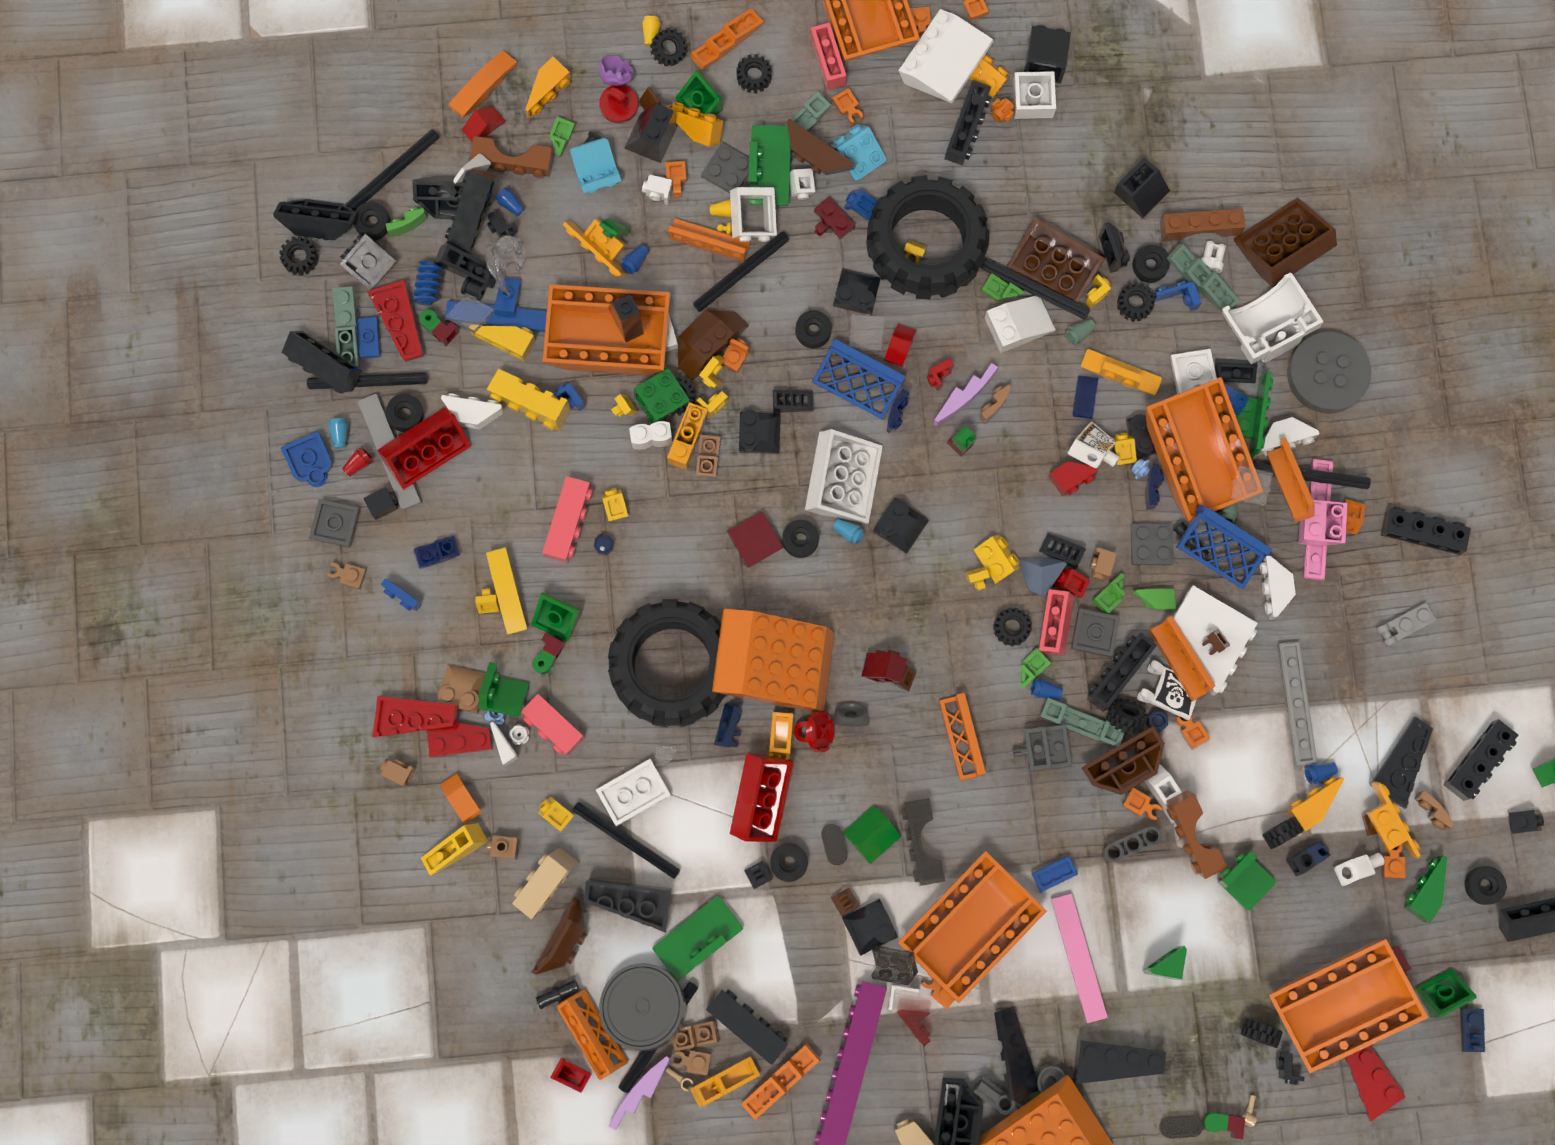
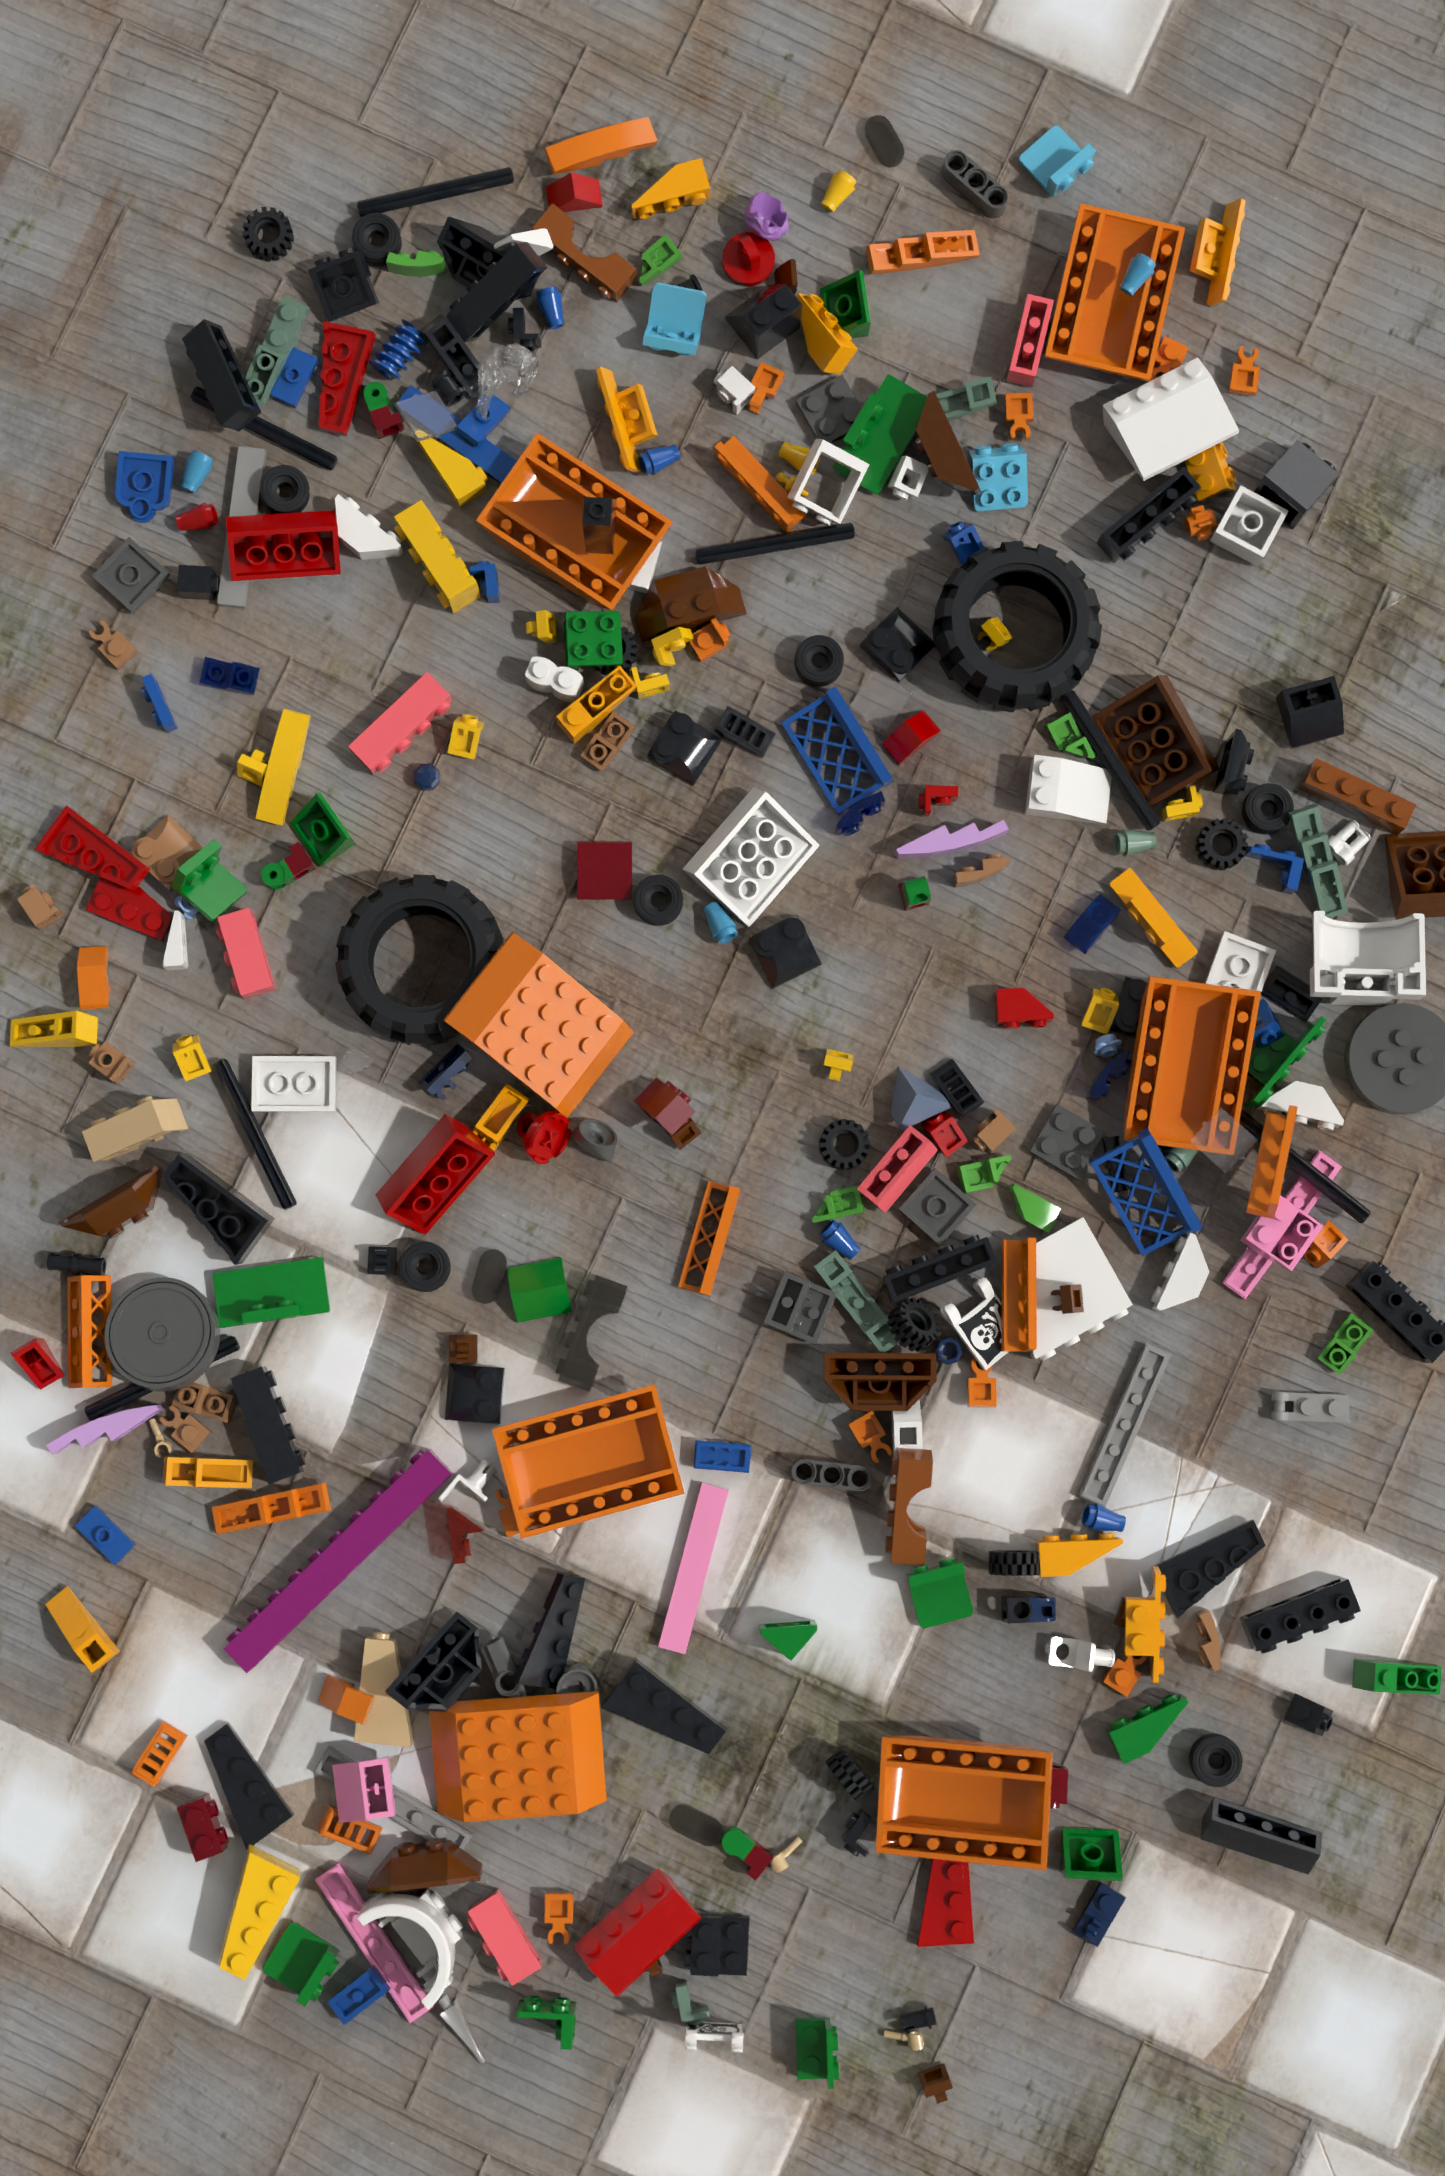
camera: 25 degrees right, 5 degrees up
(315, 218) = (311, 198): black wedge -> none
(519, 729) = (197, 937): white plate -> none
(613, 228) = (653, 407): green slope -> none
(679, 42) = (862, 223): black tyre -> none
(758, 63) = (924, 327): black tyre -> none
(833, 219) = (921, 541): dark red plate -> none
(894, 965) = (473, 1453): clear smoke bracket -> none
(997, 558) = (875, 1054): yellow bracket -> none
(1094, 447) = (1064, 988): white torso -> none
(1402, 571) = (1344, 1343): none -> bright green slope

